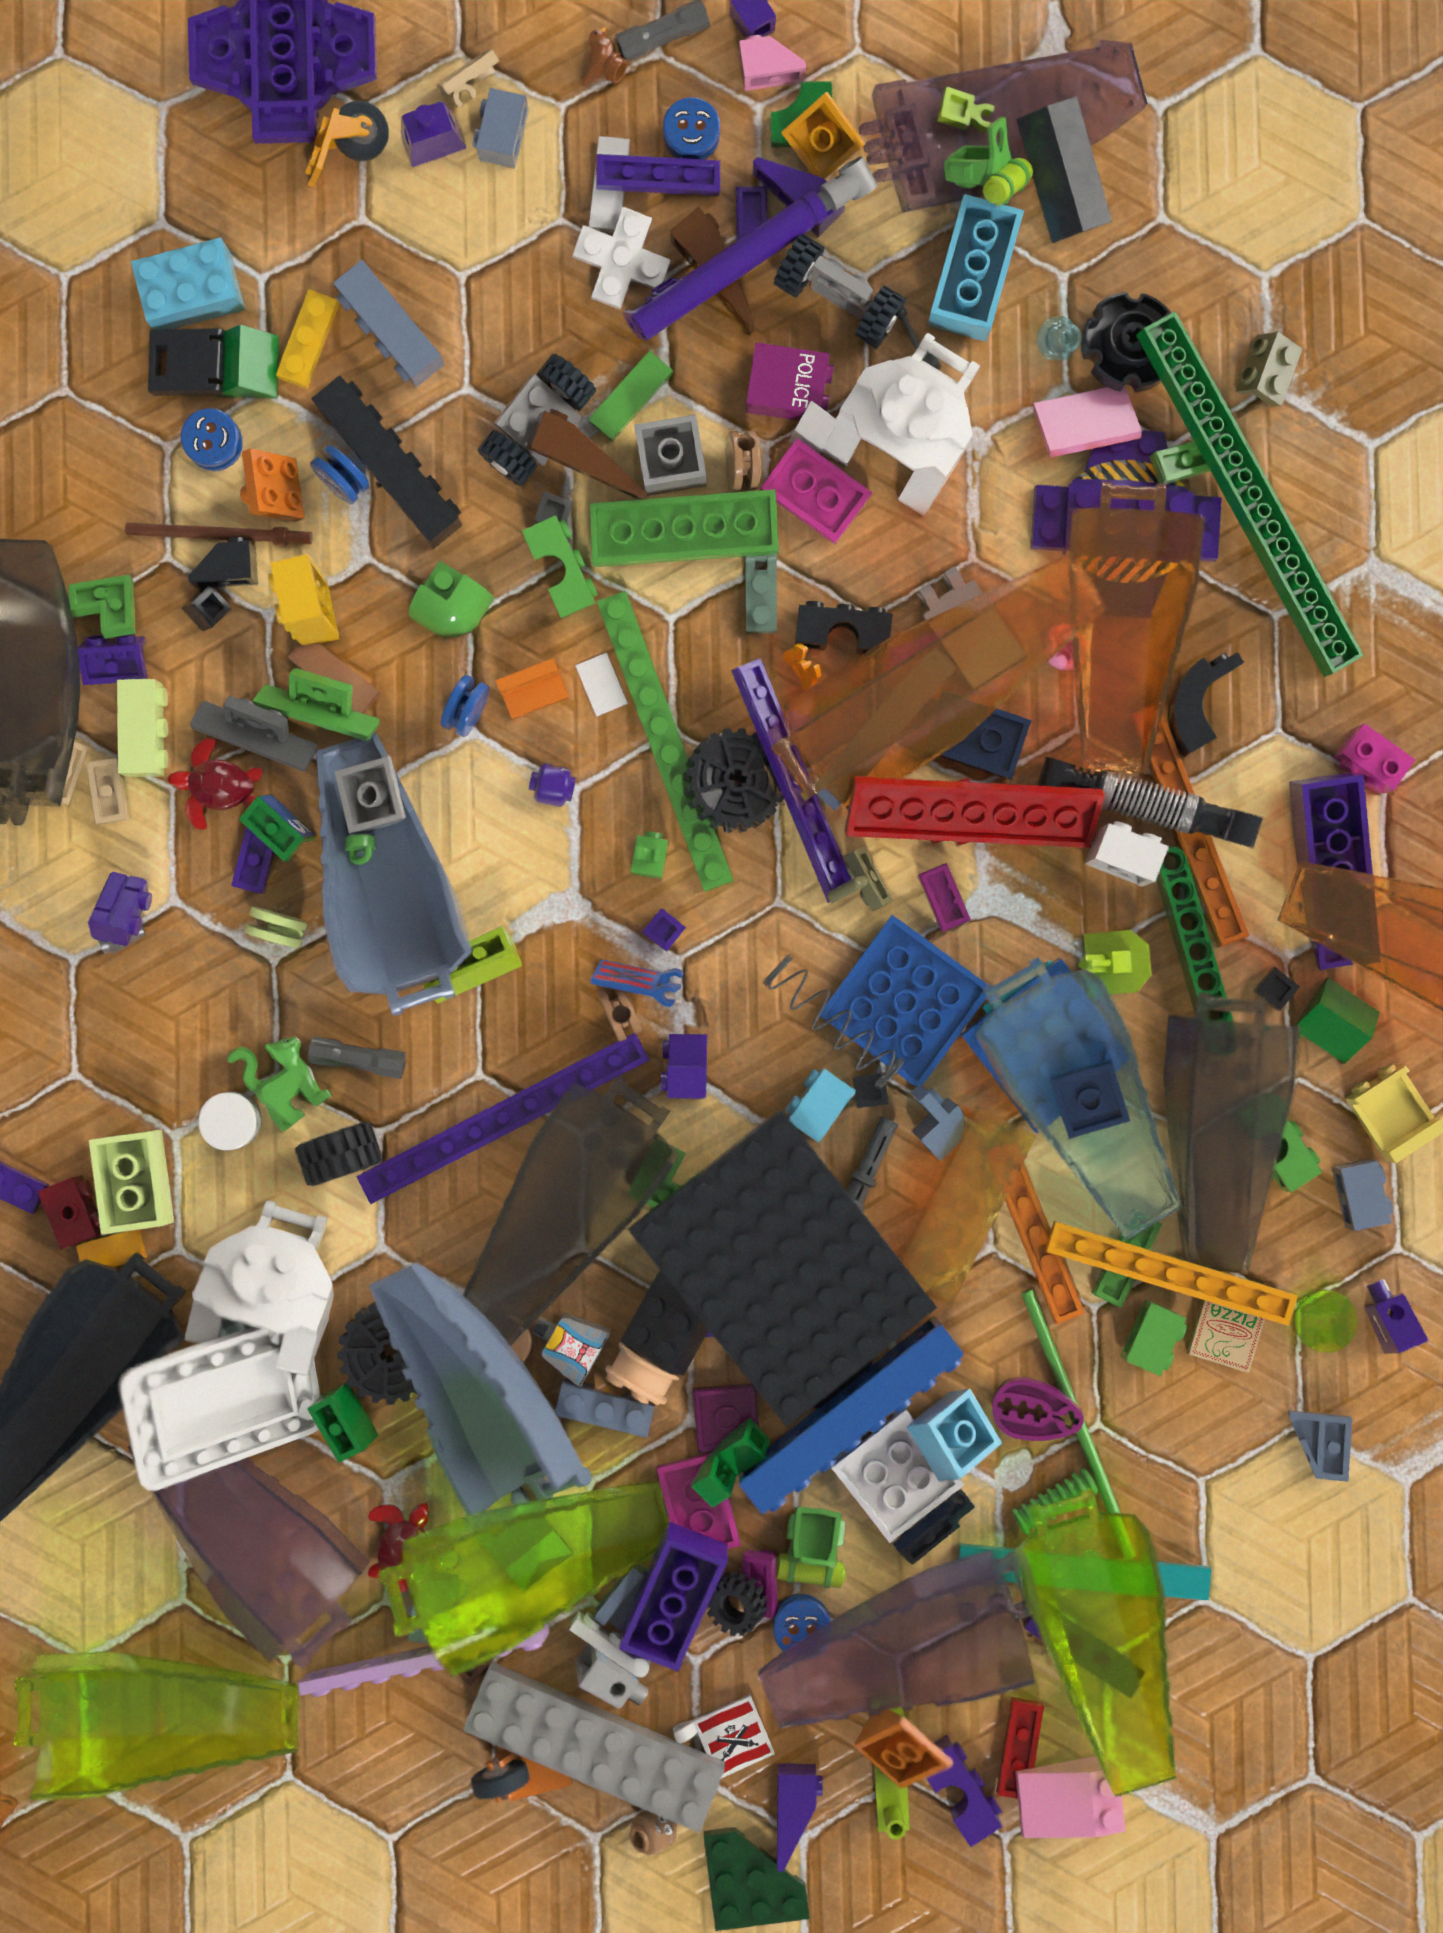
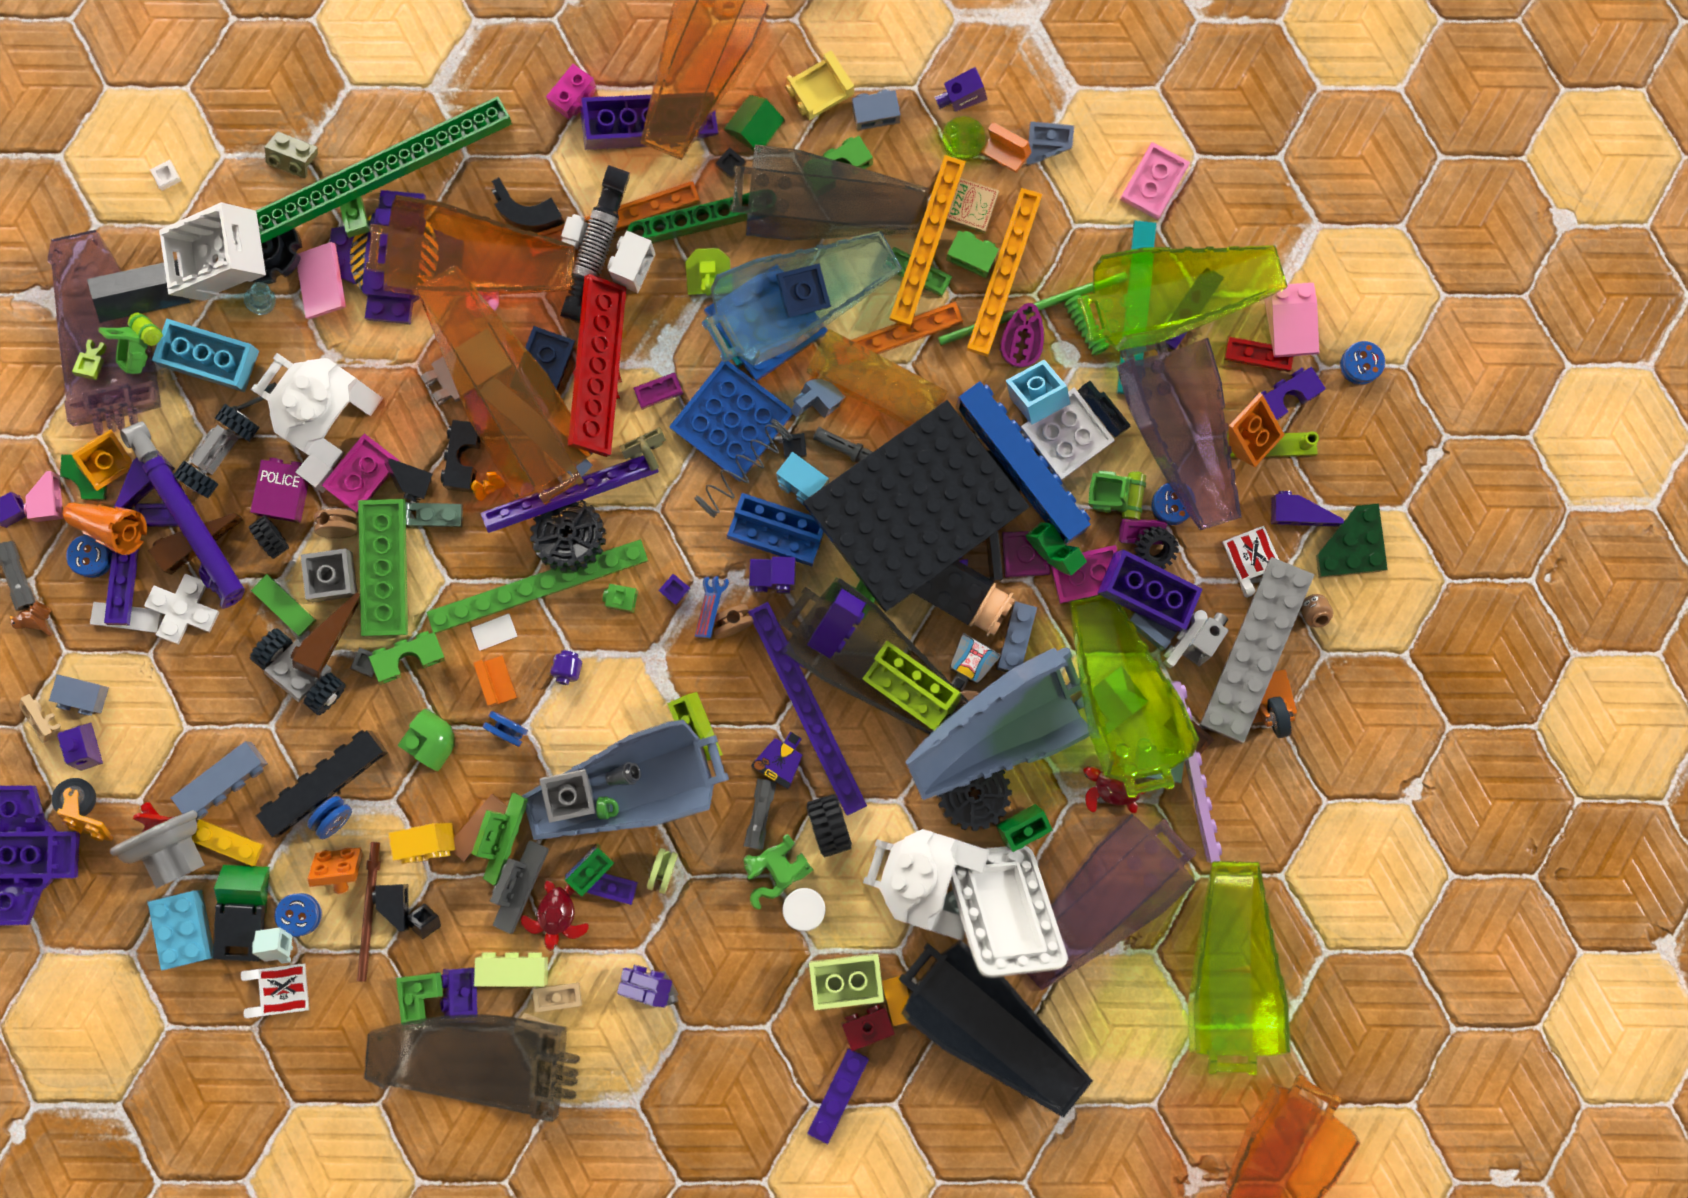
camera: 90 degrees left, 5 degrees down
(113, 422) = (280, 989): none -> flag
(166, 407) = (273, 945): none -> light aqua brick
(296, 253) = (163, 845): none -> light grey piece
(404, 871) = (624, 775): none -> flat silver cone
(430, 1082) = (780, 760): none -> torso
(530, 1265) = (912, 686): none -> lime brick
(613, 1160) = (837, 624): none -> dark purple brick
(713, 1375) = (994, 558): none -> black tile
(721, 370) = (268, 537): none -> black tyre
(728, 155) = (111, 527): none -> orange cone
(749, 1068) = (775, 529): none -> blue brick
(806, 558) = (408, 479): none -> black slope
(1011, 1898) = (1362, 363): none -> blue head
(1128, 1383) = (1004, 272): none -> light orange plate
(1137, 254) = (214, 233): none -> white container
(1168, 771) = (574, 230): none -> white brick
(1233, 197) = (165, 175): none -> white tile
(1271, 1597) = (1155, 181): none -> bright pink tile
(1311, 1383) = (1006, 148): none -> orange panel

